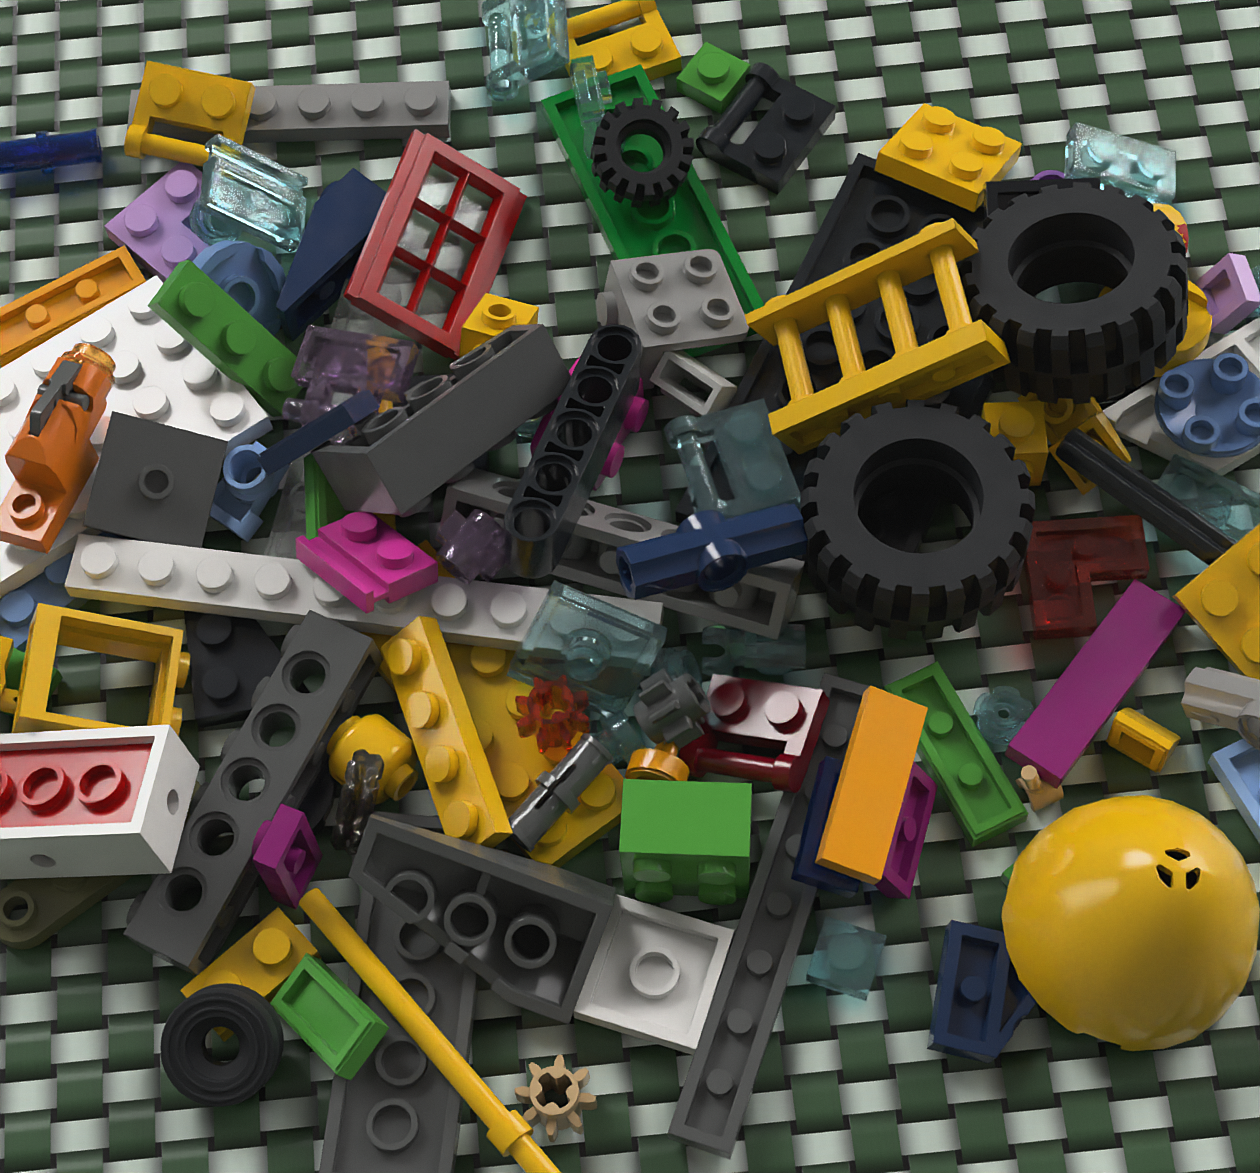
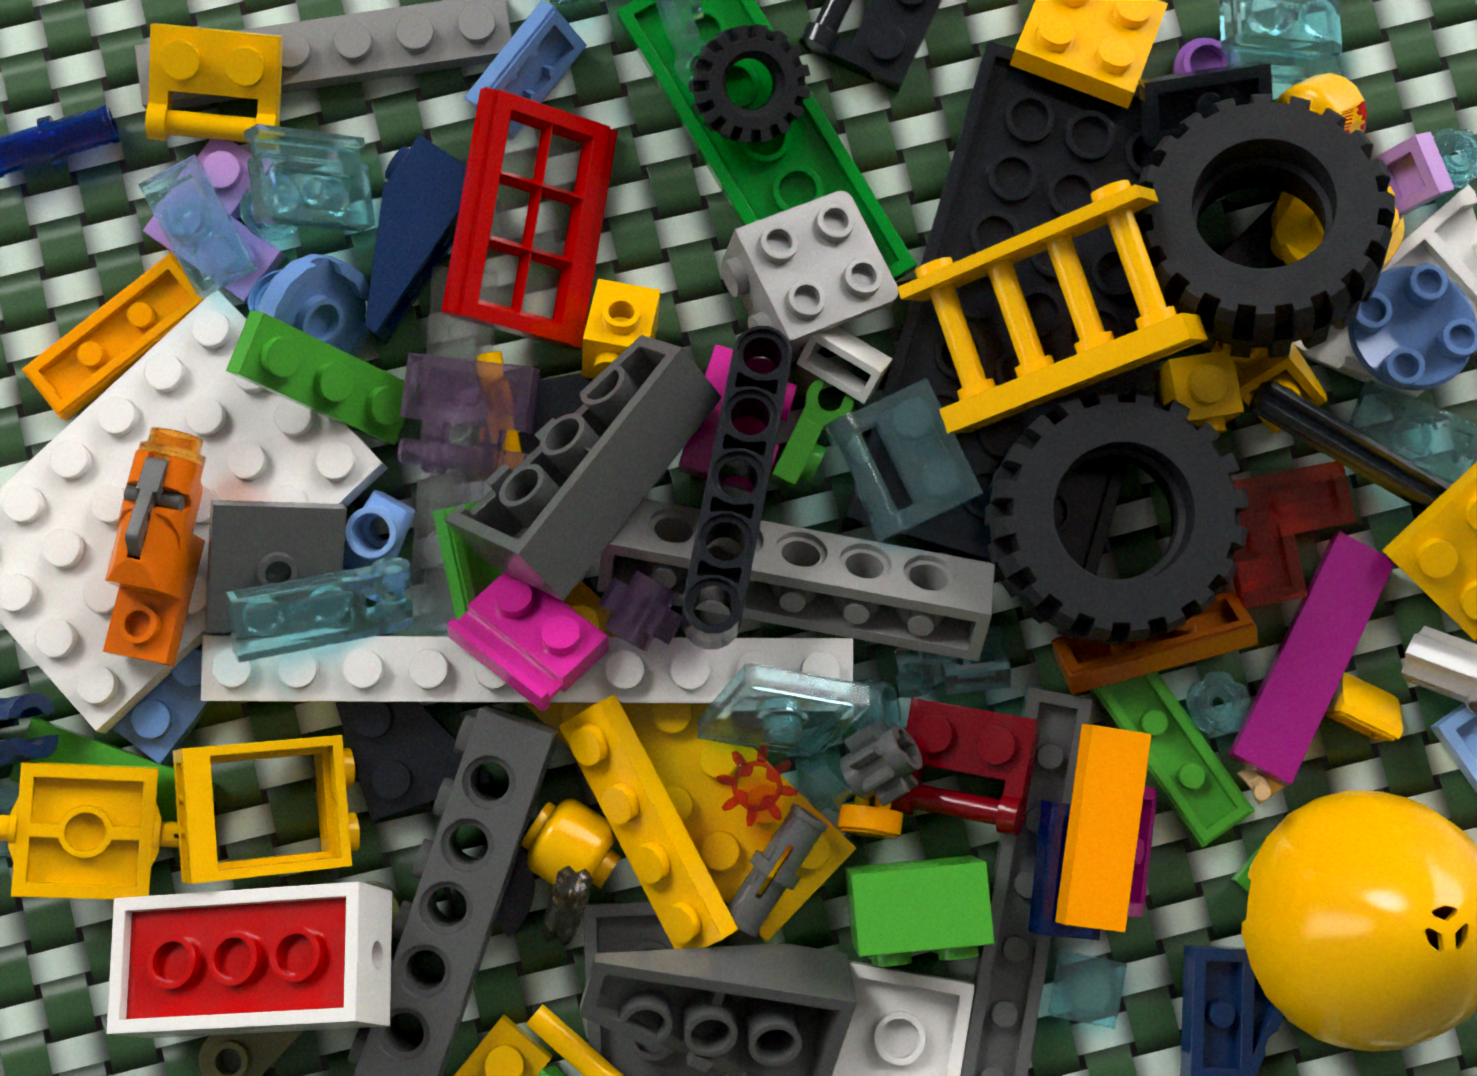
camera: 15 degrees left, 20 degrees up
(151, 220) = (198, 226): none -> clear light blue plate
(185, 516) = (320, 610): none -> clear light blue plate
(286, 855) = (501, 979): magenta plate -> none
(317, 431) = (447, 492): dark blue tile -> none
(469, 123) = (533, 57): none -> medium blue plate
(643, 452) = (802, 453): none -> bright green plate
(711, 551) = (906, 598): dark blue piece -> none
(954, 650) = (1214, 632): none -> dark orange tile

